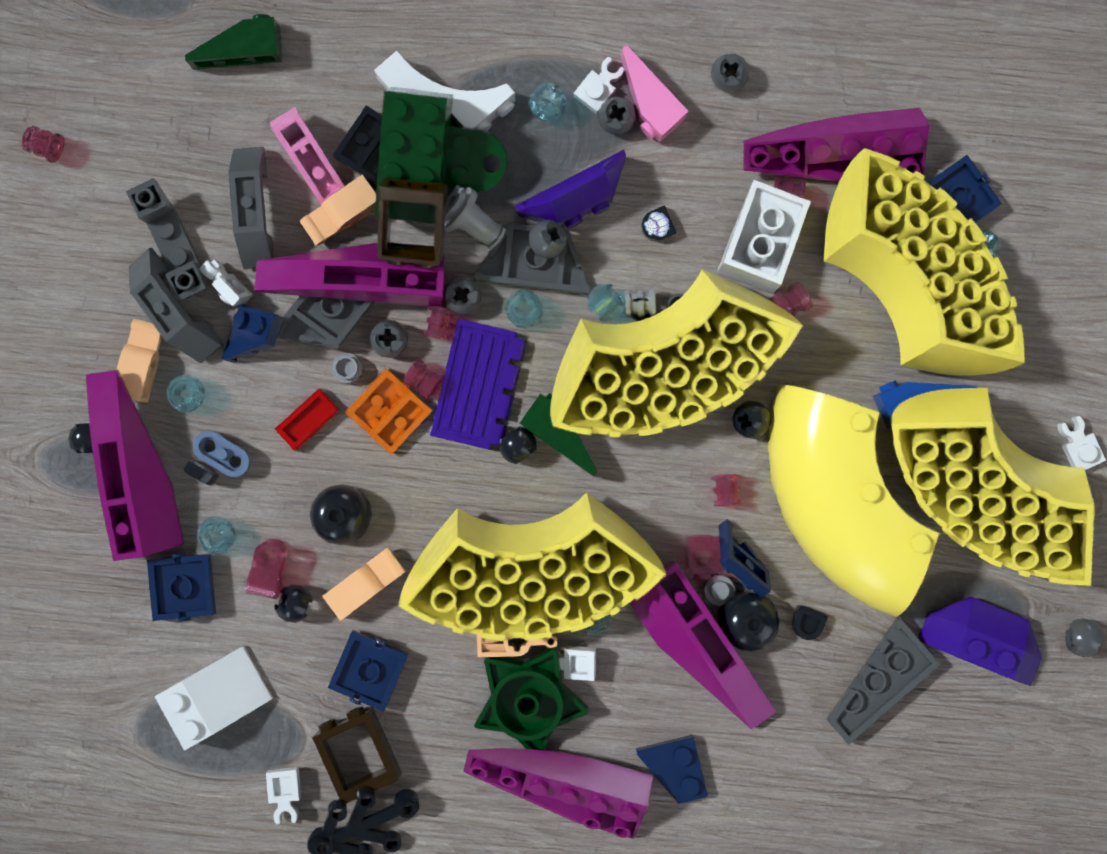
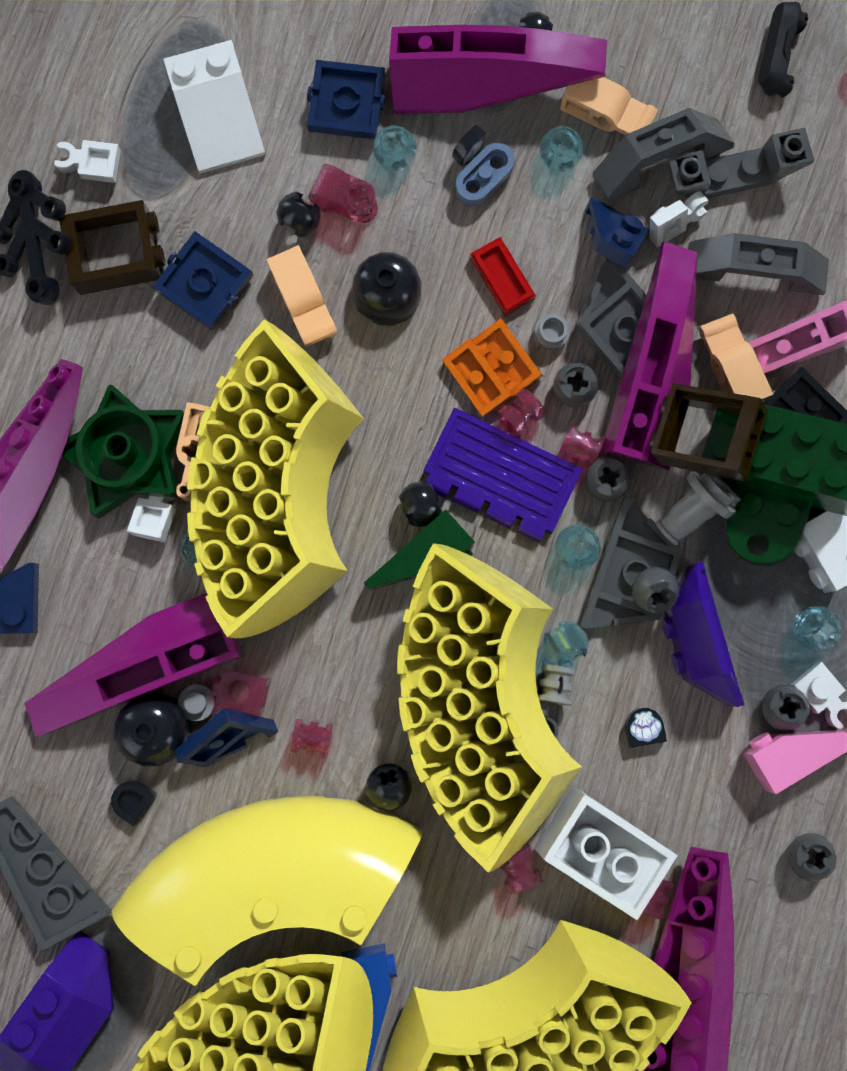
camera: 100 degrees right, 5 degrees down
(29, 225) = (785, 22): none -> black piece

